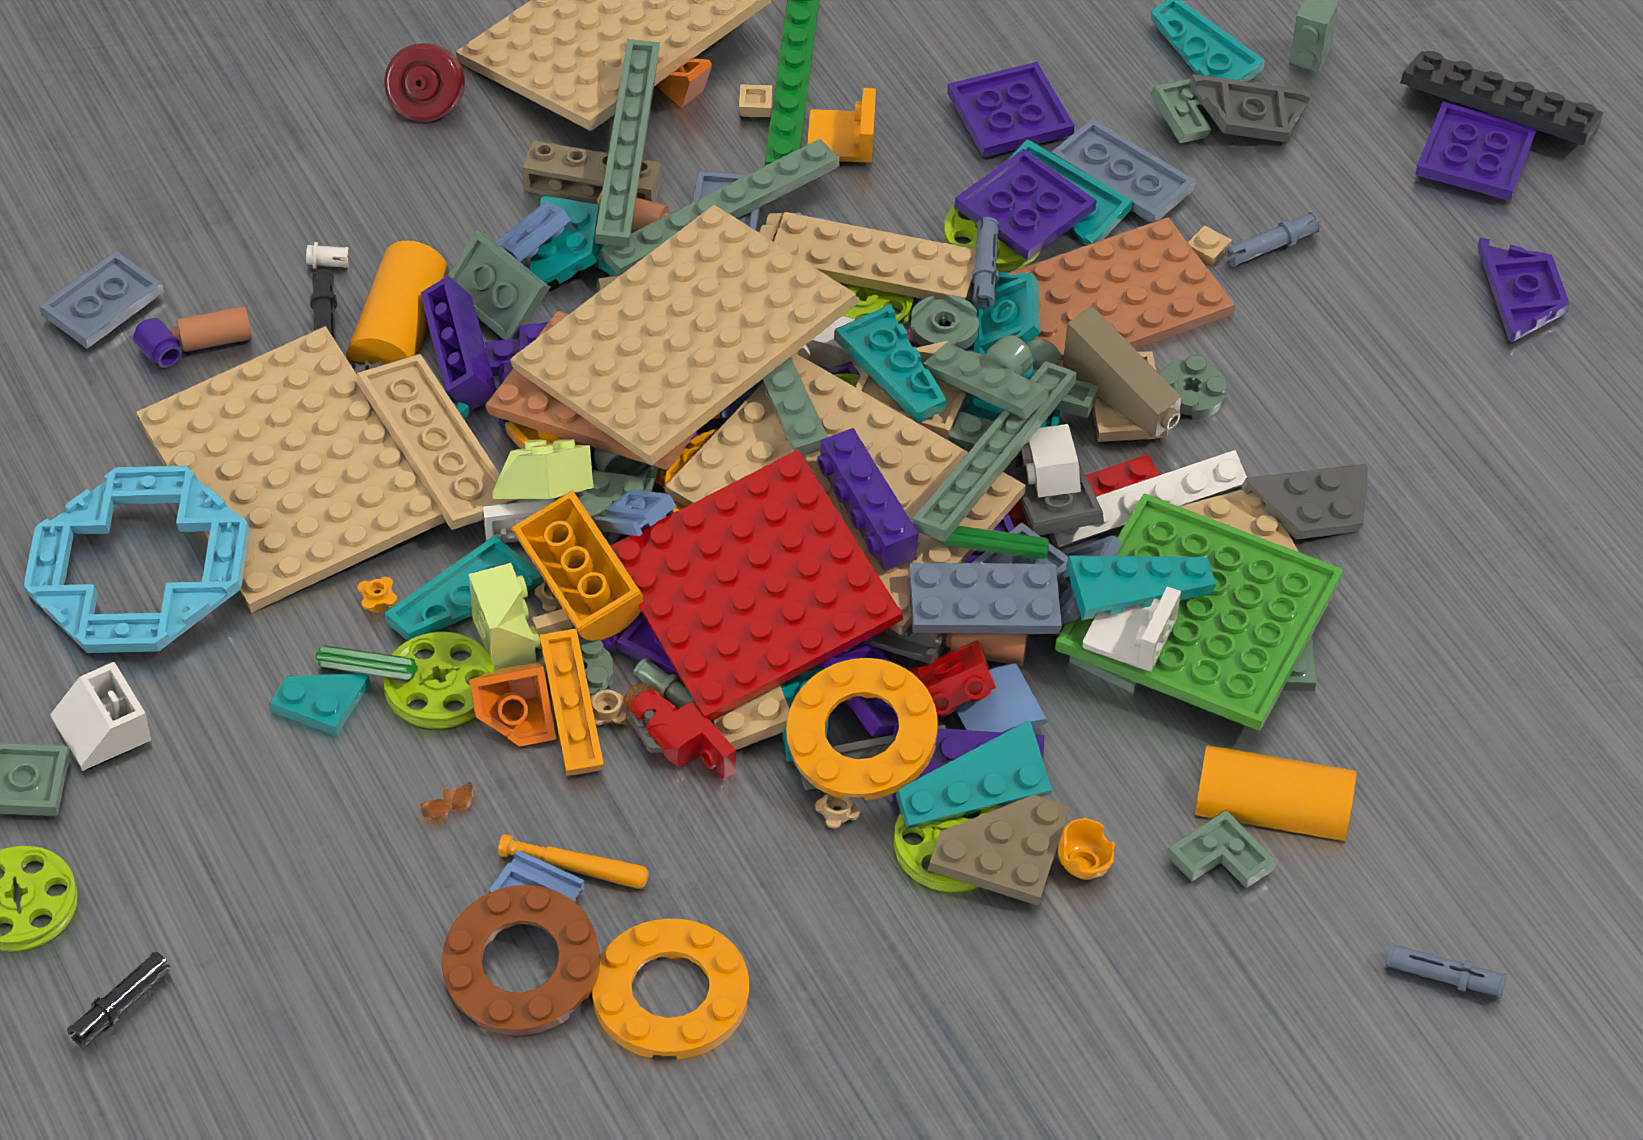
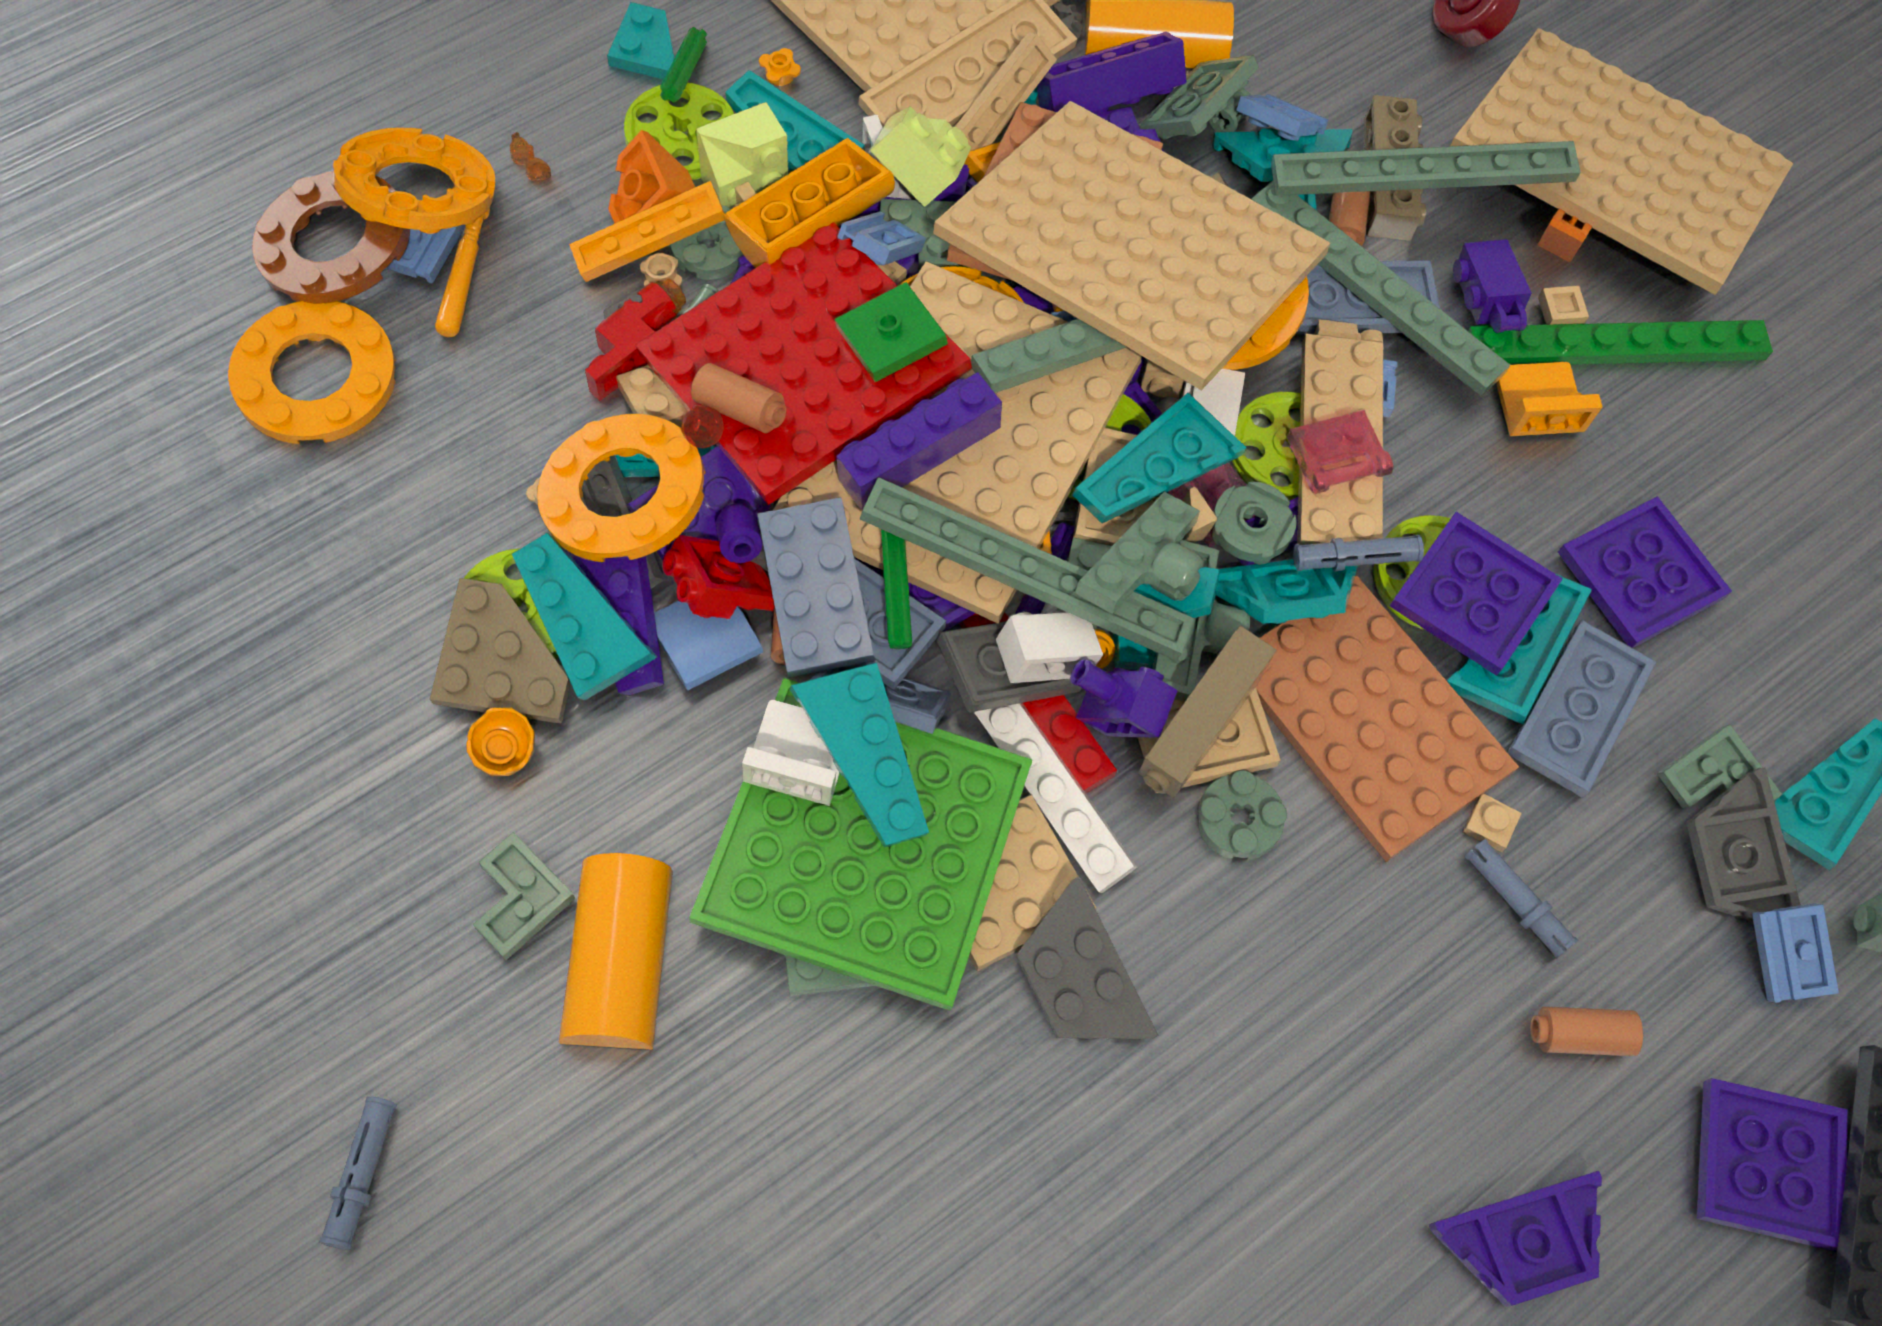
camera: 75 degrees right, 15 degrees up
(433, 865) = (372, 151): none -> light orange plate
(473, 412) = (1005, 91): none -> tan plate
(734, 135) = (1493, 285): none -> dark purple brick
(762, 498) = (891, 331): none -> green plate
(809, 613) = (738, 398): none -> nougat brick
(828, 647) = (702, 426): none -> clear red plate
(885, 256) = (1334, 442): none -> clear pink plate
(917, 655) = (738, 533): none -> dark purple brick
(1103, 424) = (1123, 700): none -> dark purple brick
(1328, 99) = (1795, 952): none -> medium blue plate
(1378, 222) = (1587, 1031): none -> nougat brick

